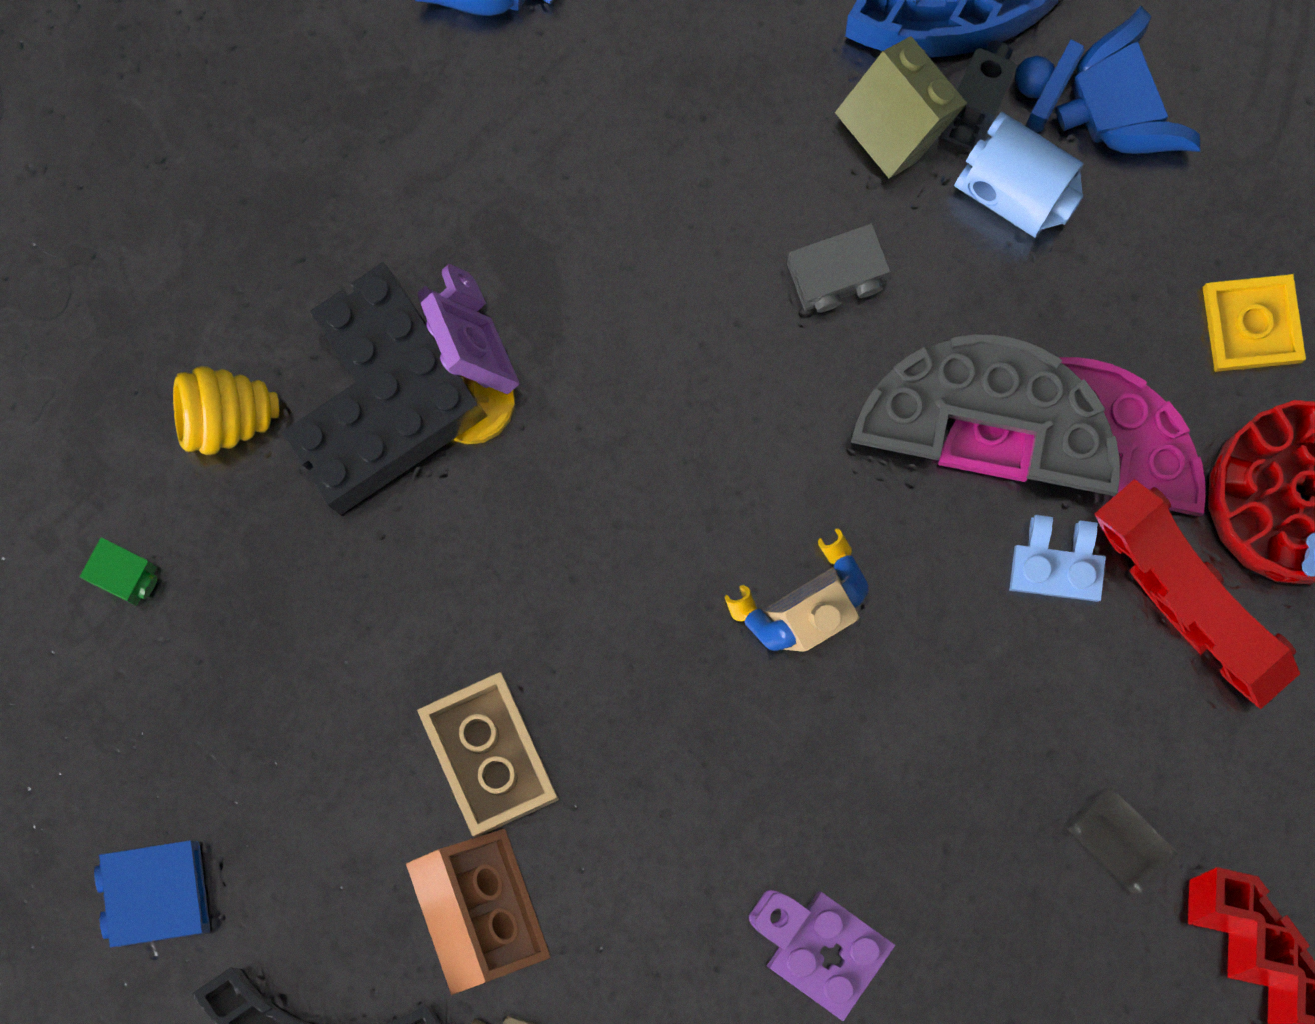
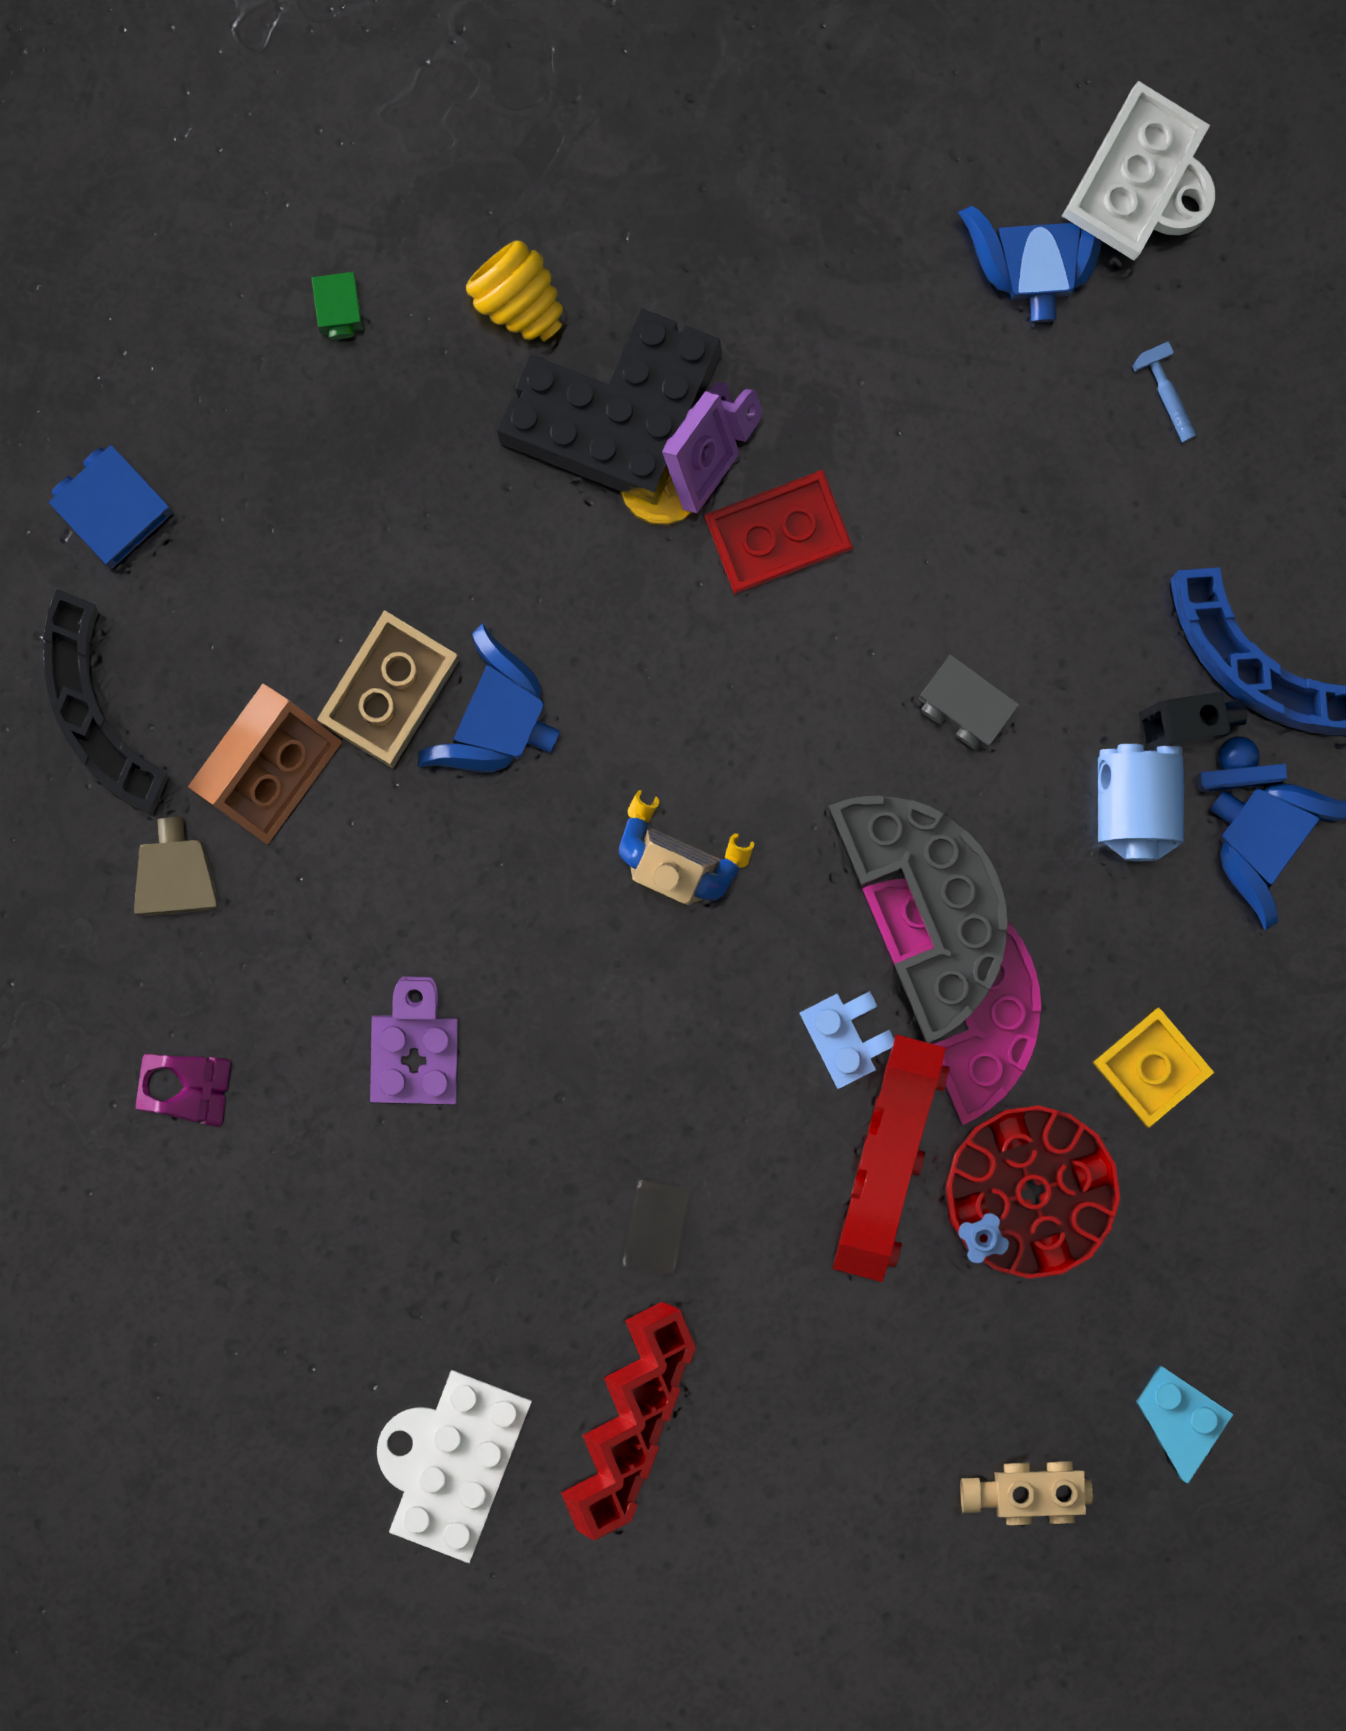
camera: 55 degrees right, 5 degrees up
(578, 675) = (498, 717): none -> blue torso
(581, 330) = (778, 532): none -> red tile
(900, 107) = (1129, 663): brick -> none

